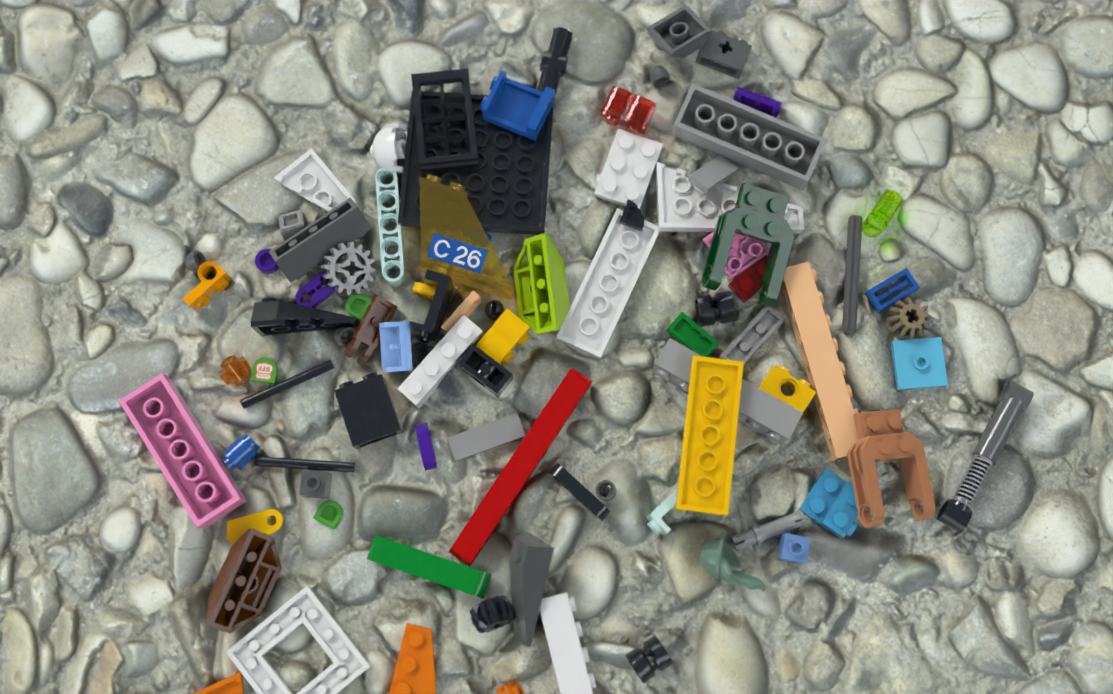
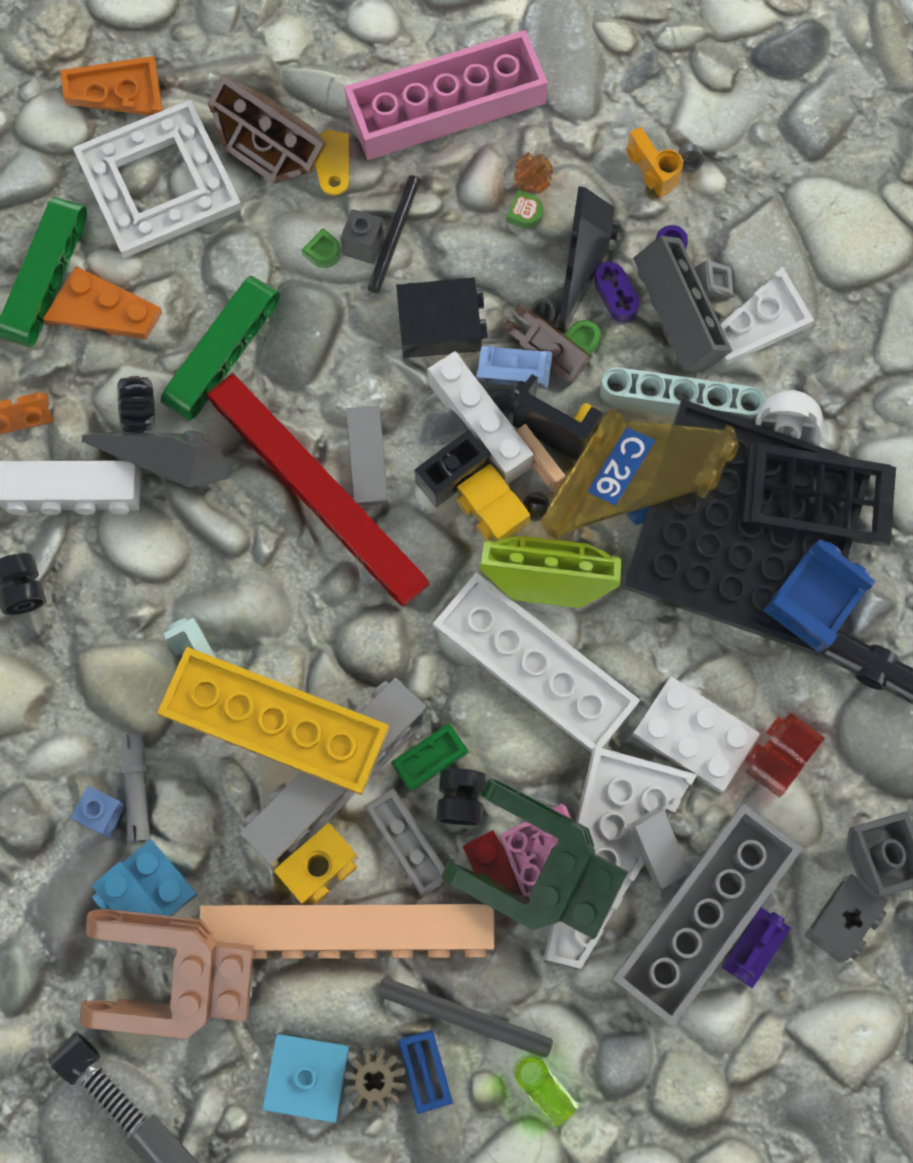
camera: 105 degrees right, 5 degrees down
(240, 452) = (428, 161): blue brick -> none
(287, 384) = (502, 234): black bar -> none
(348, 278) = (636, 318): light grey gear -> none
(426, 446) = (374, 377): dark purple beam -> none
(579, 492) = (260, 552): black beam -> none
(601, 489) = (255, 583): dark grey hinge -> none
(632, 216) = (622, 715): black tile -> none
(659, 75) = (830, 814): dark grey hinge -> none
(721, 562) = (108, 713): sand green piece -> none

